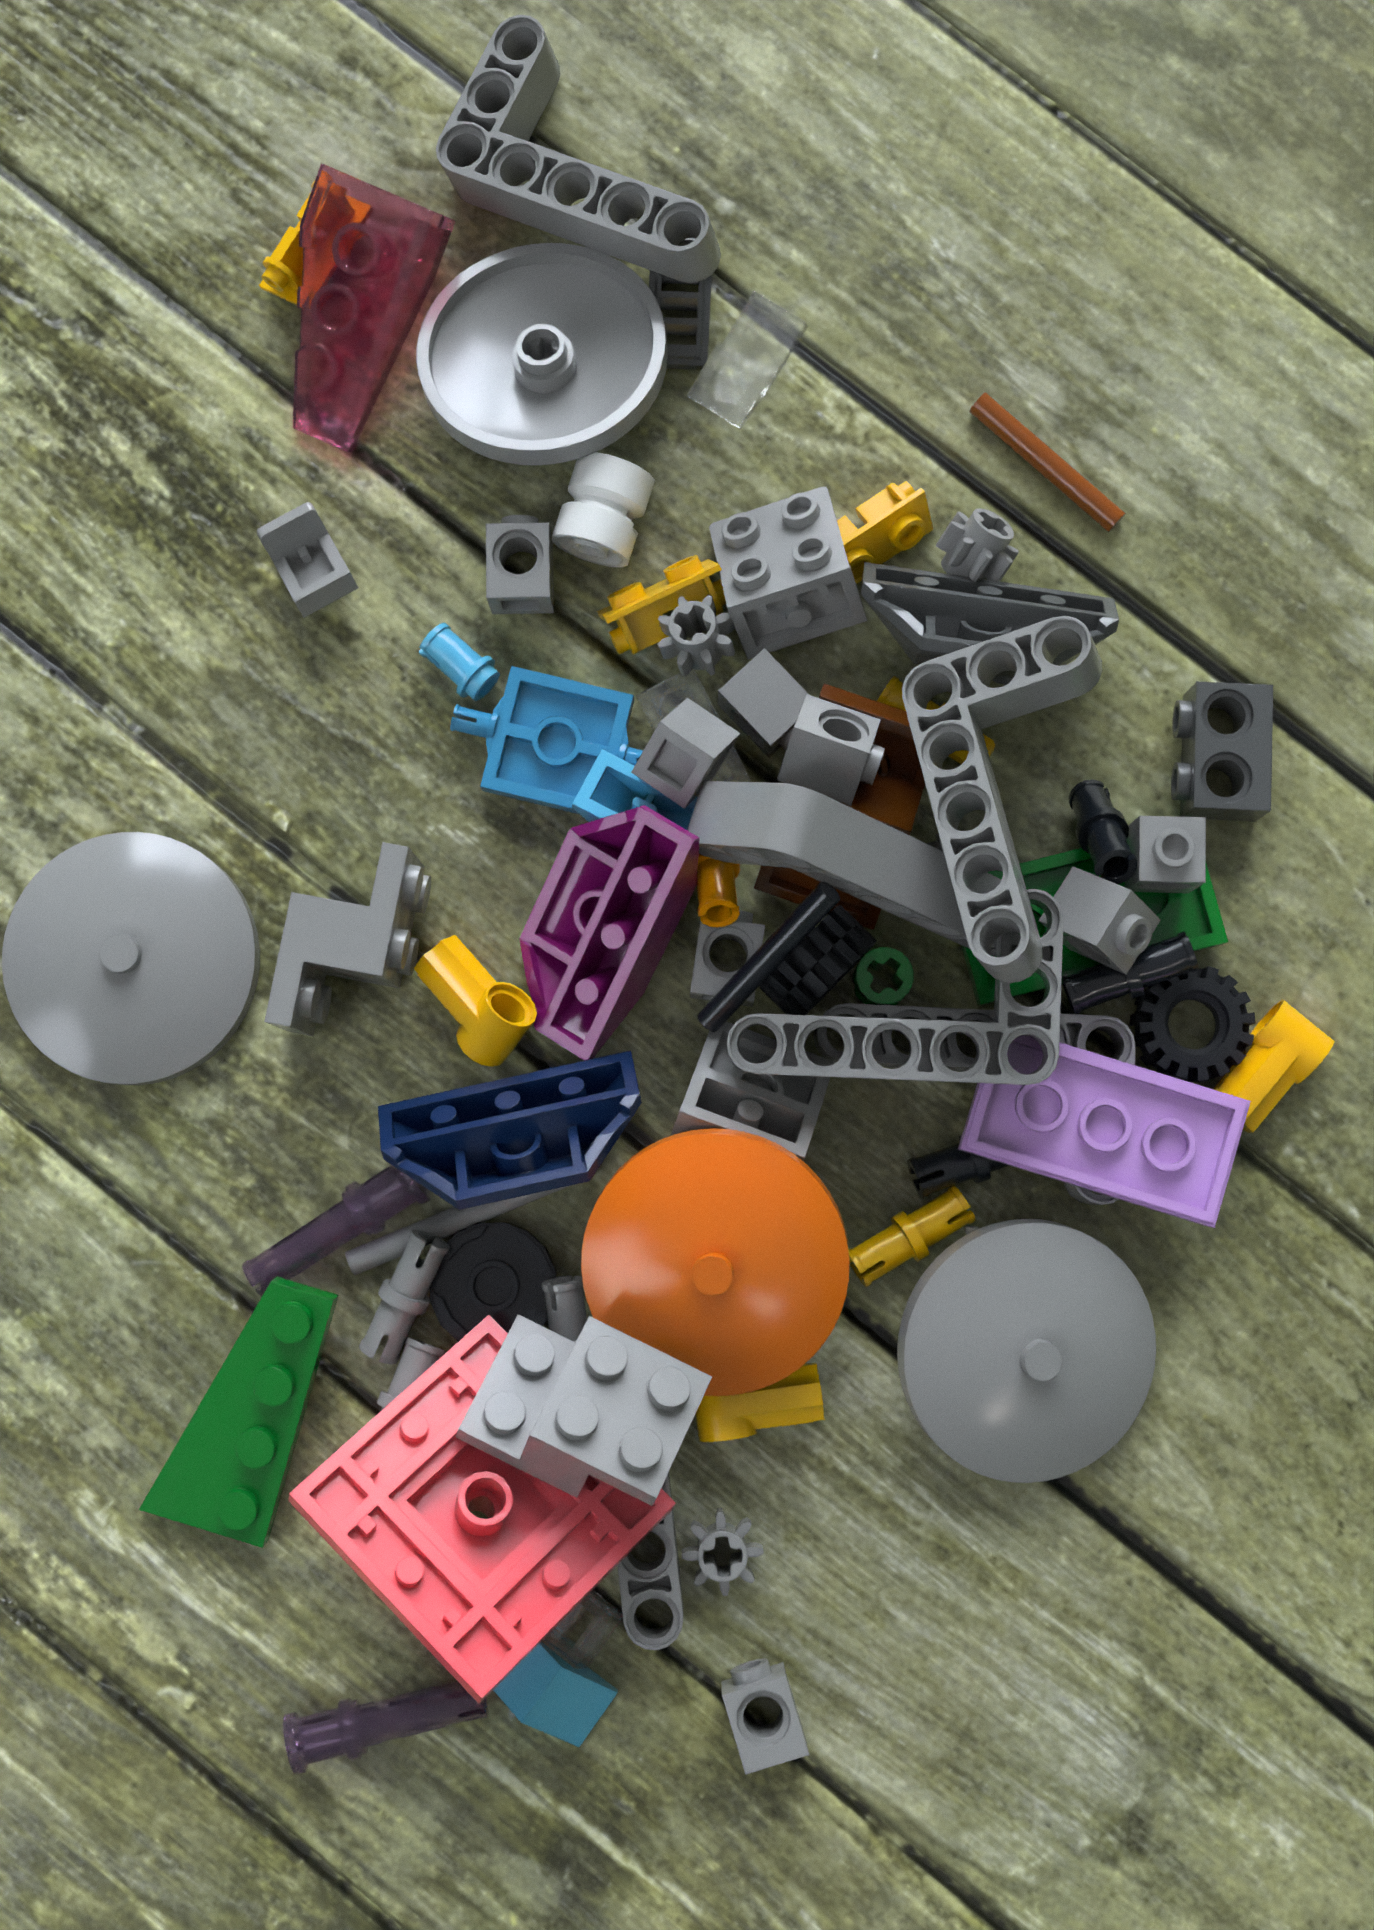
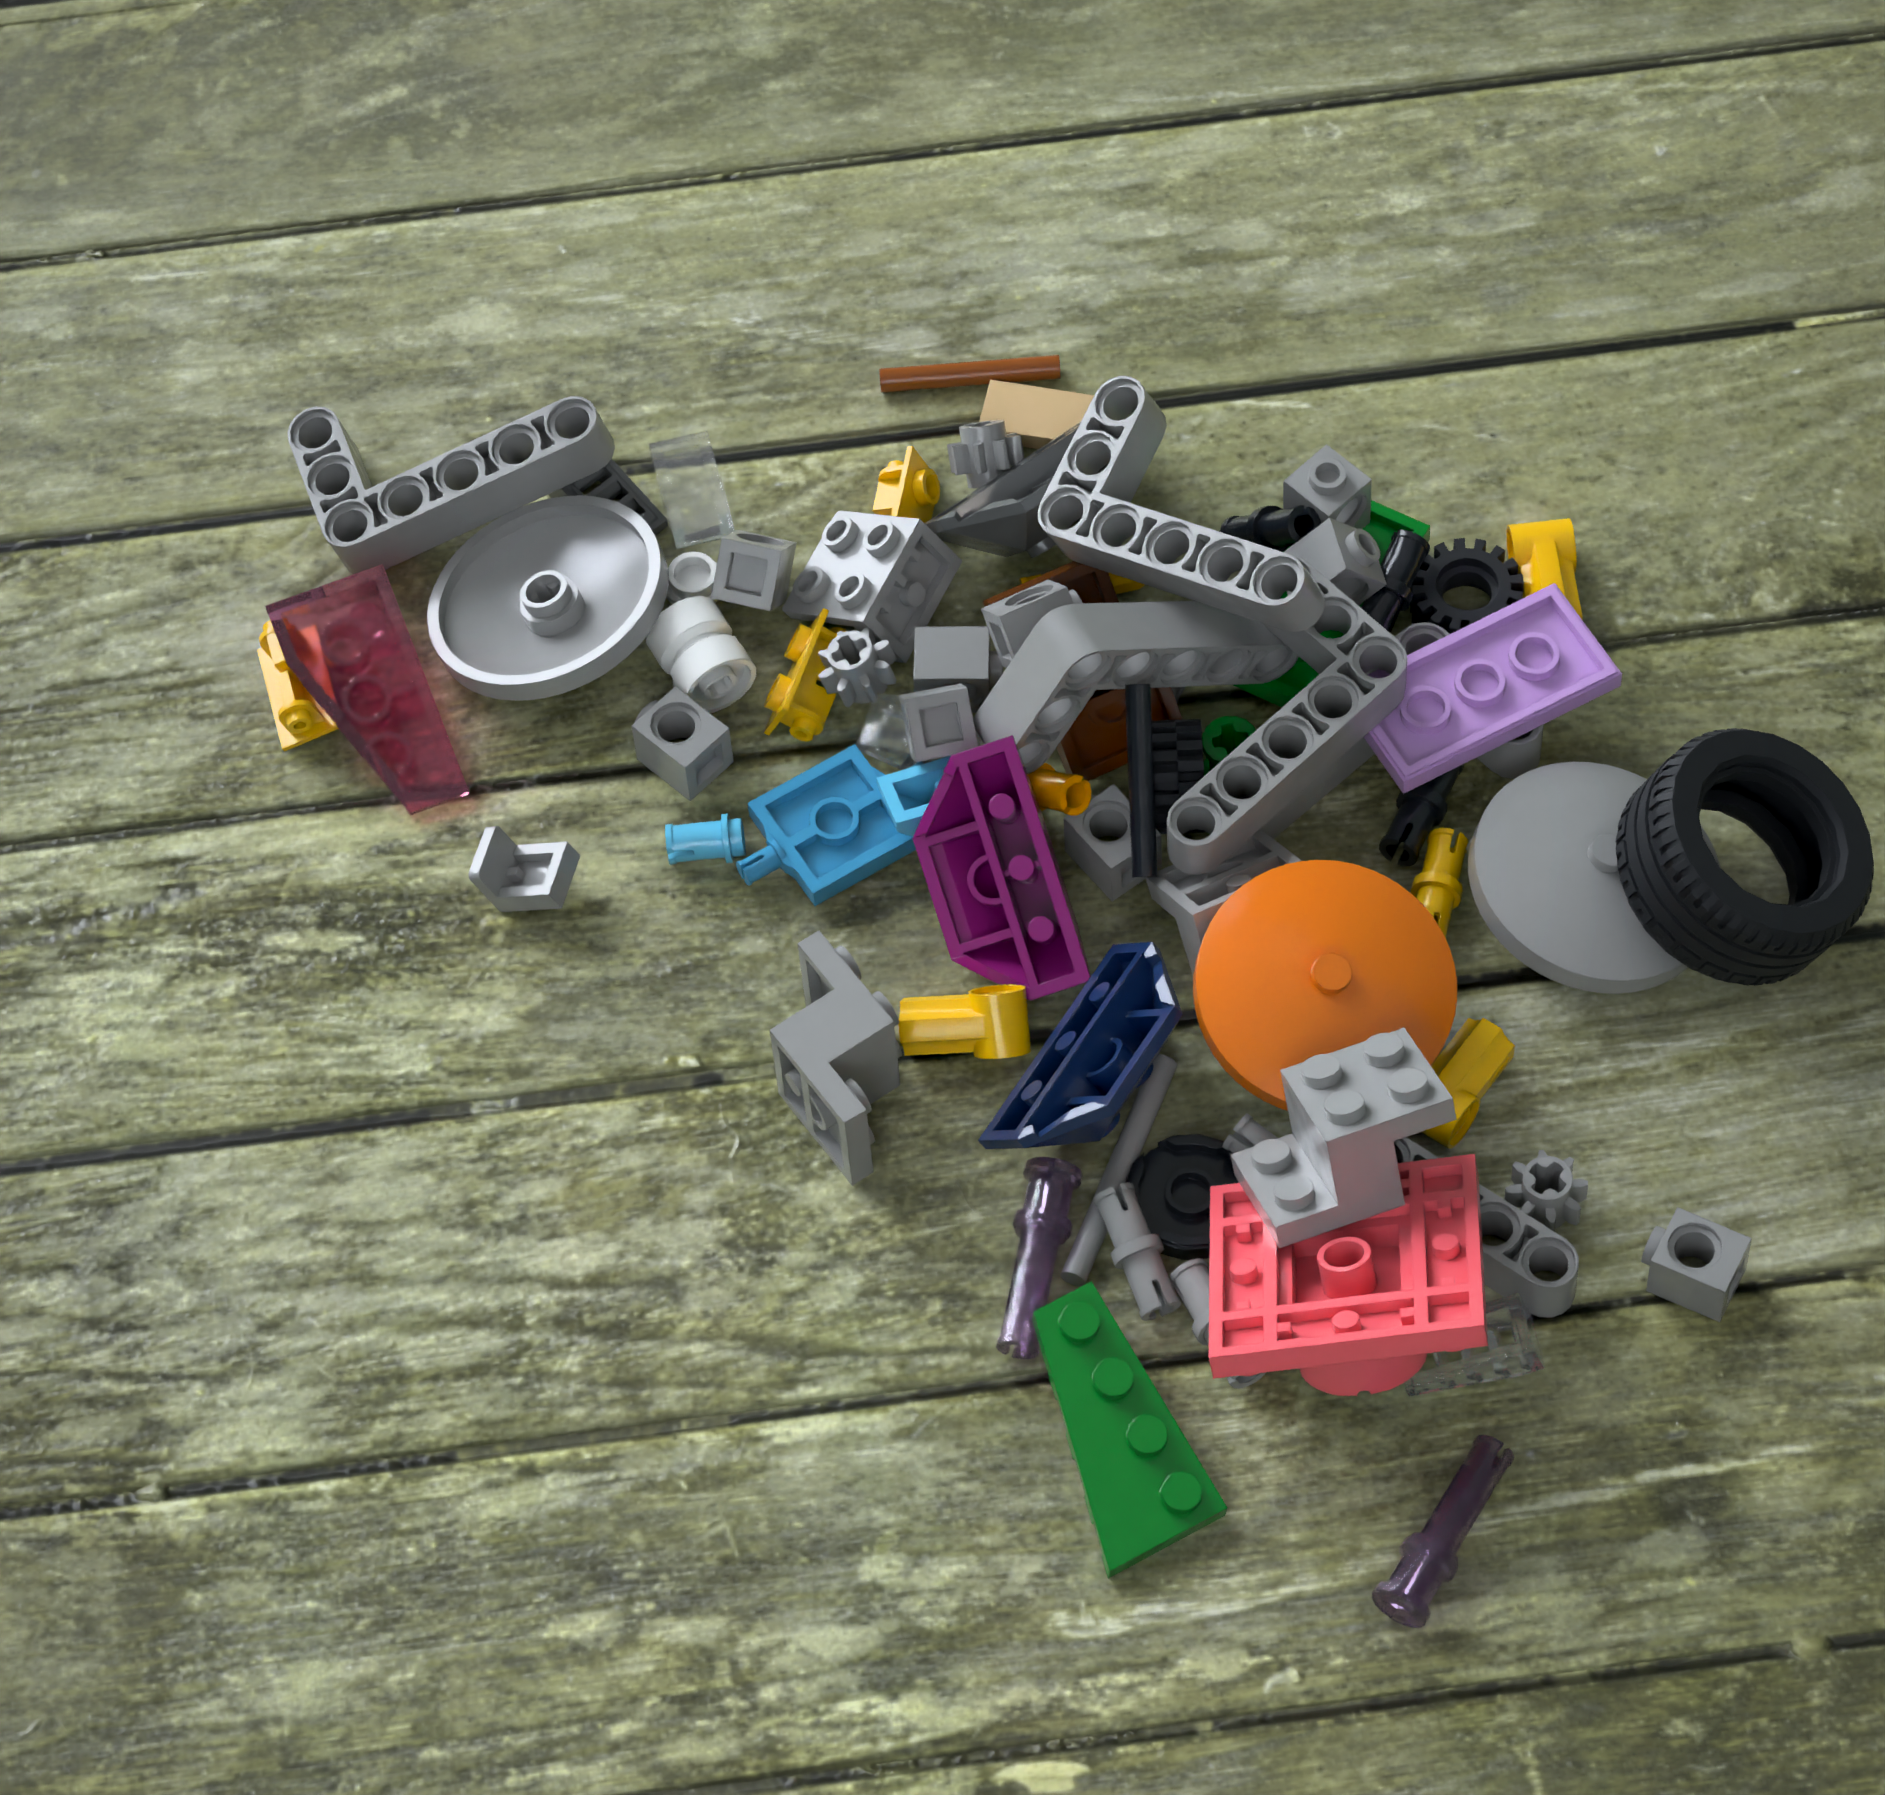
camera: 45 degrees left, 25 degrees down
(130, 959) = (683, 1241): light grey dish -> none
(555, 1696) = (1525, 1396): medium azure slope -> none
(669, 439) = (690, 576): none -> white plate
(707, 478) = (753, 570): none -> light grey brick
(1056, 547) = (1034, 411): none -> tan tile
(1190, 1526) = (1793, 808): none -> black tyre
(1241, 755) = (1300, 417): dark grey brick -> none

